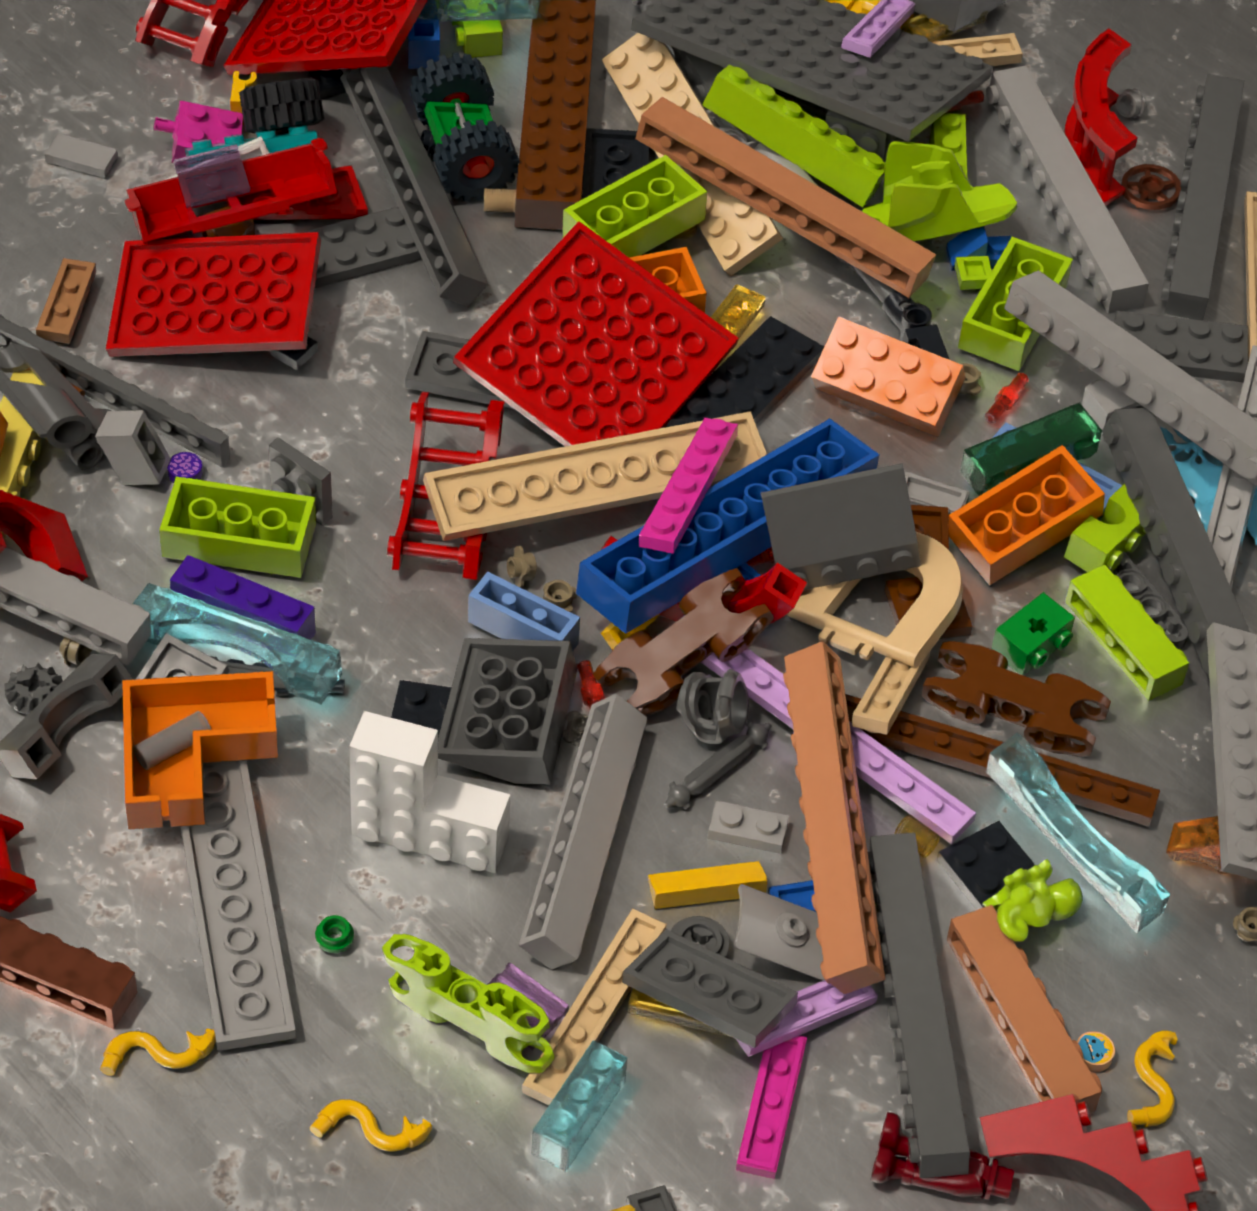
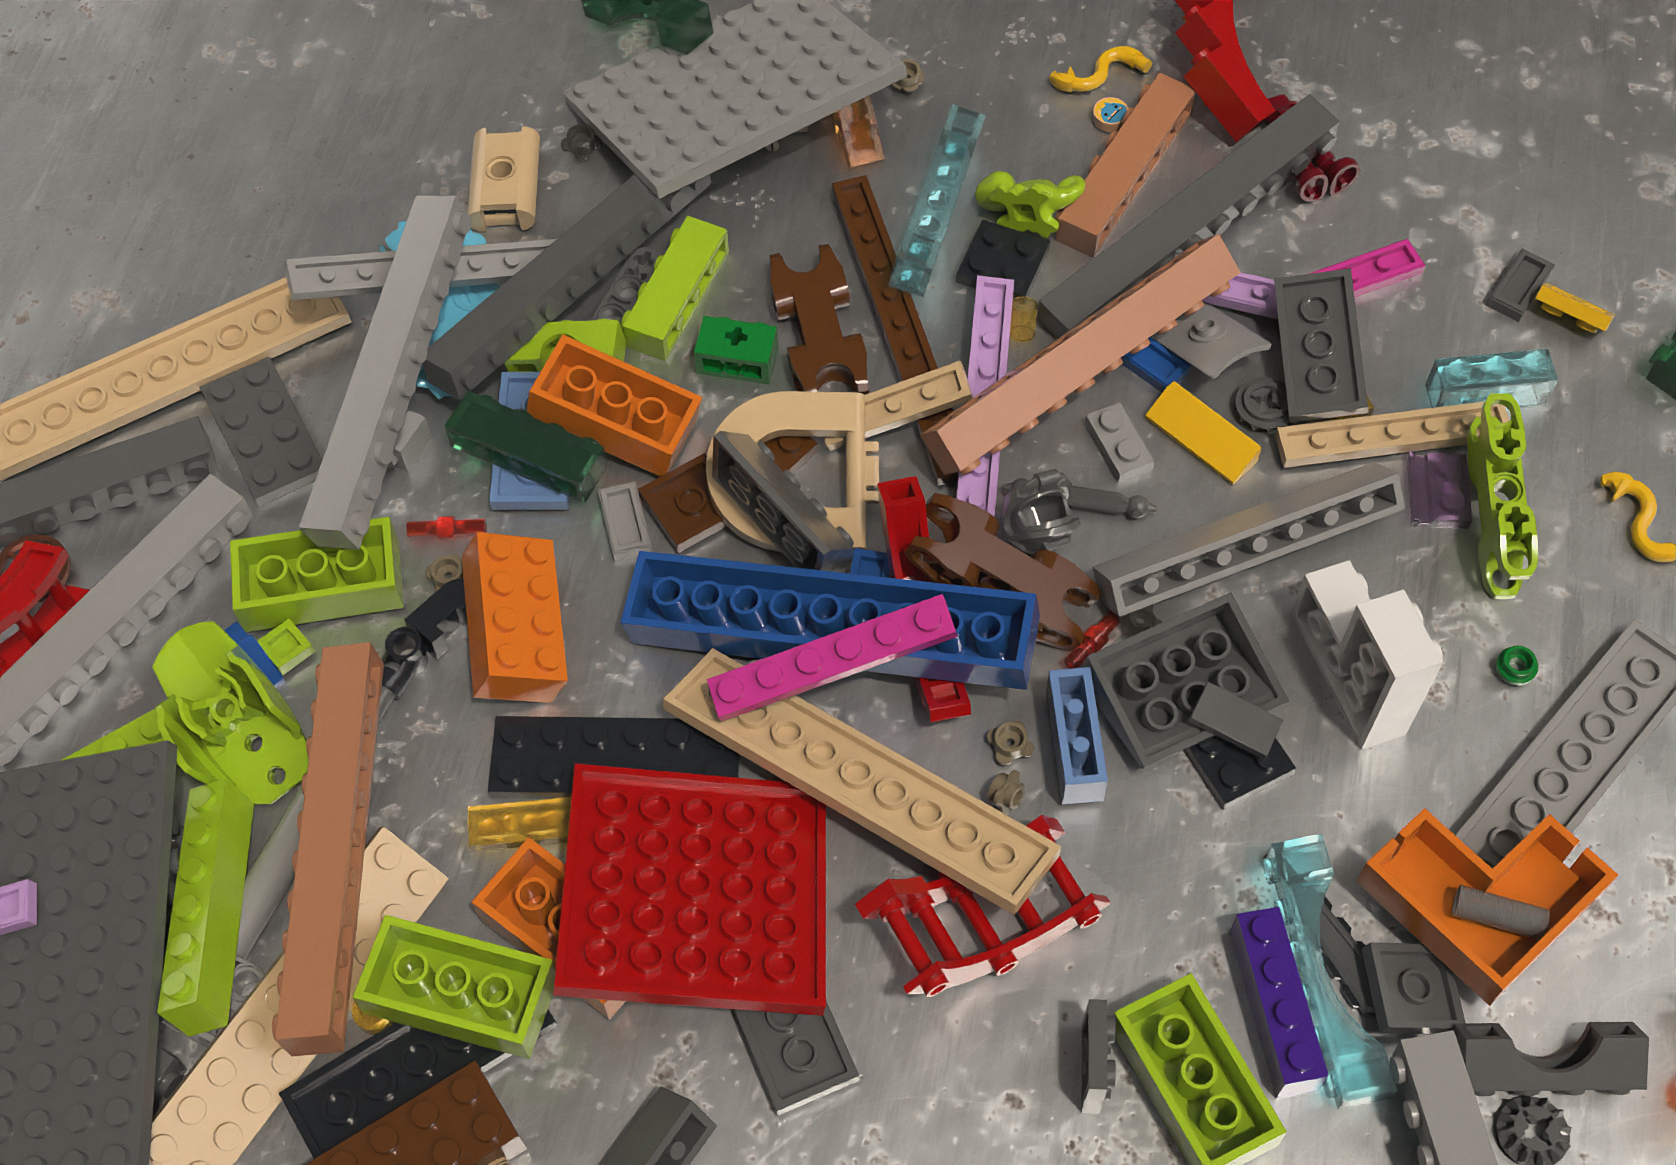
camera: 120 degrees left, 10 degrees up
(448, 702) = (1235, 720): none -> dark grey tile

